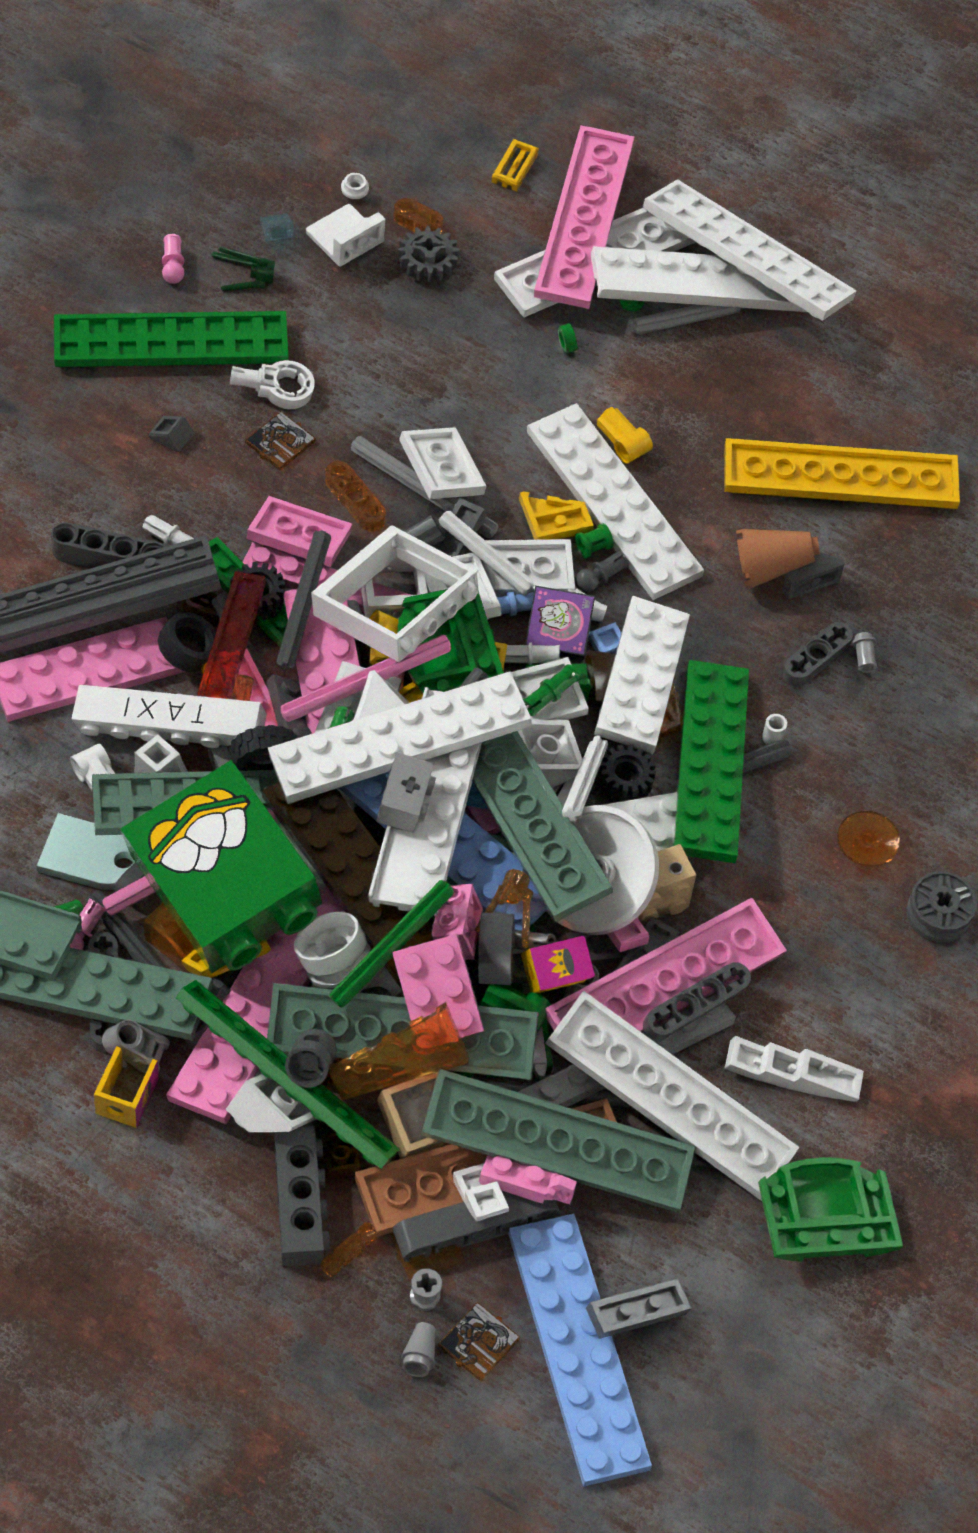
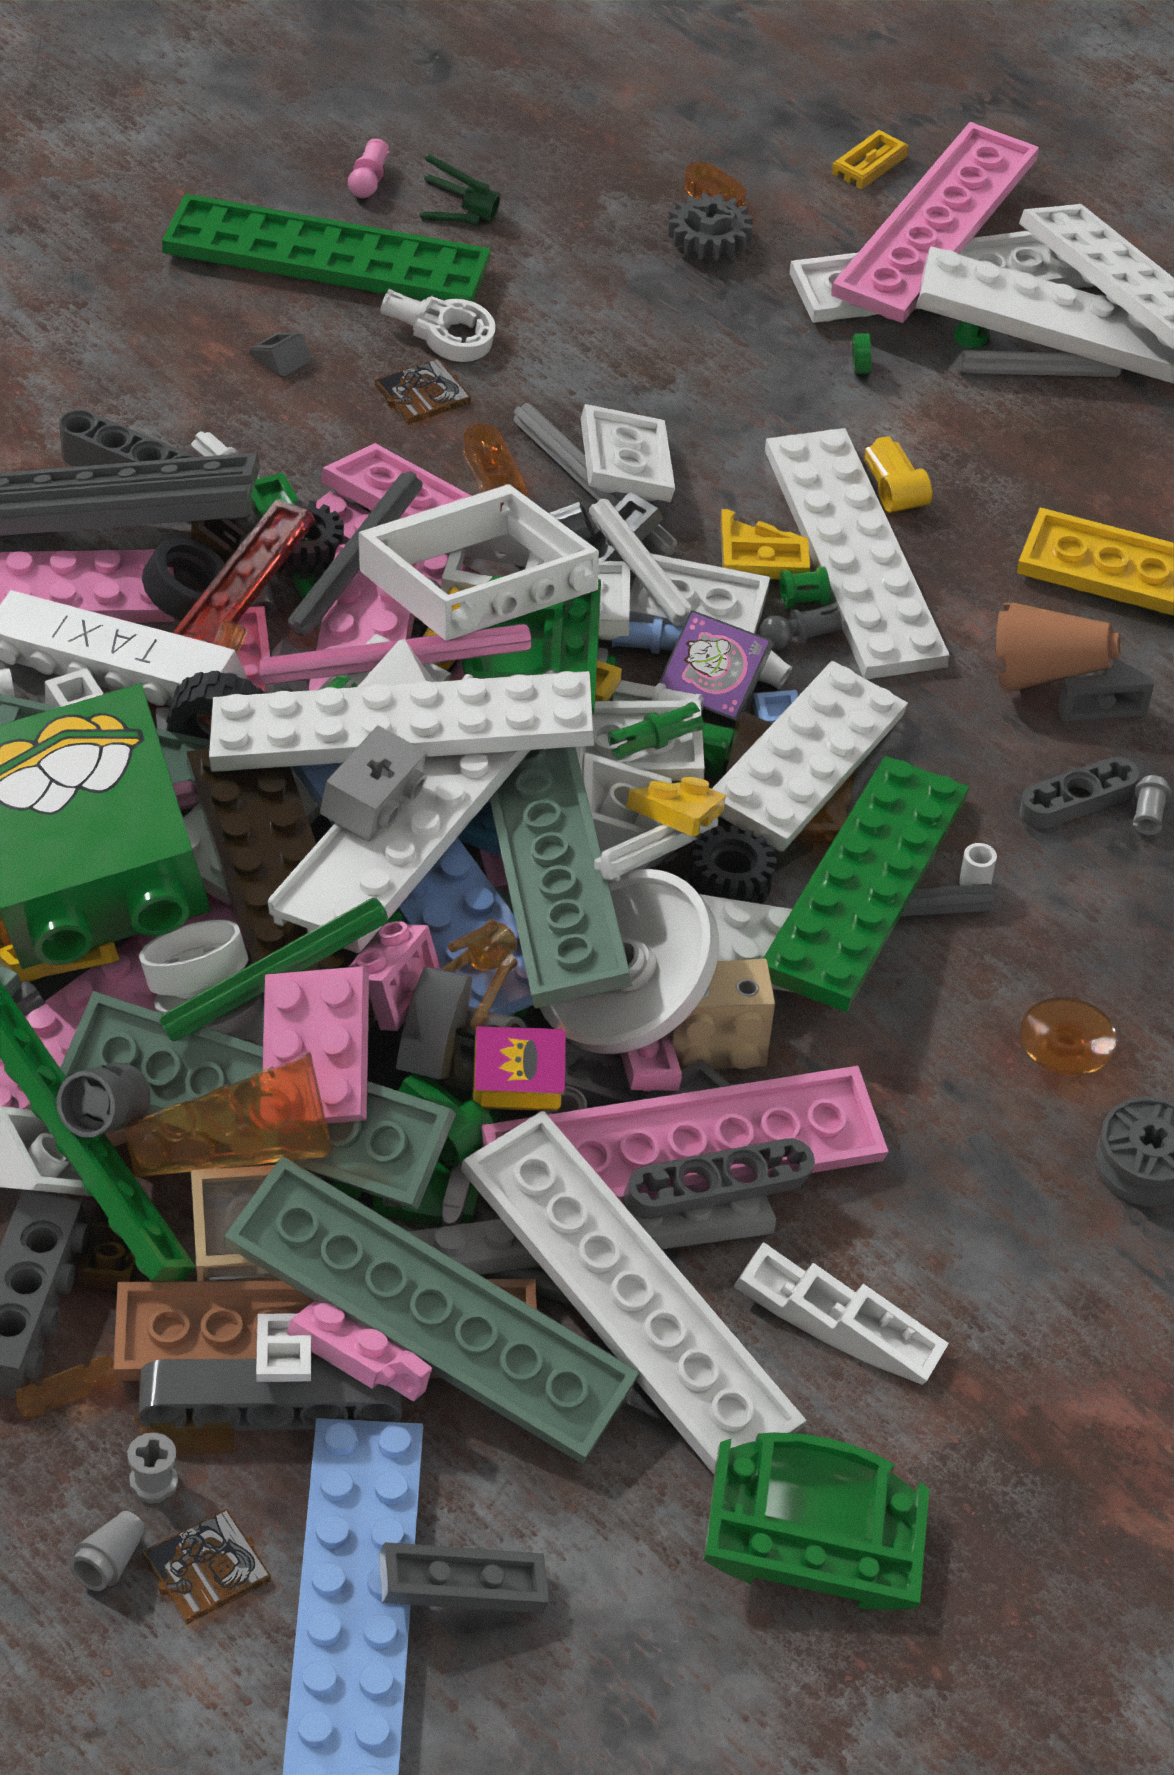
camera: 20 degrees right, 10 degrees down
(277, 227) = (522, 165): clear light blue slope -> none
(347, 233) = (612, 186): white bracket -> none
(355, 186) = (644, 139): white plate -> none
(587, 744) = (678, 805): none -> yellow wing

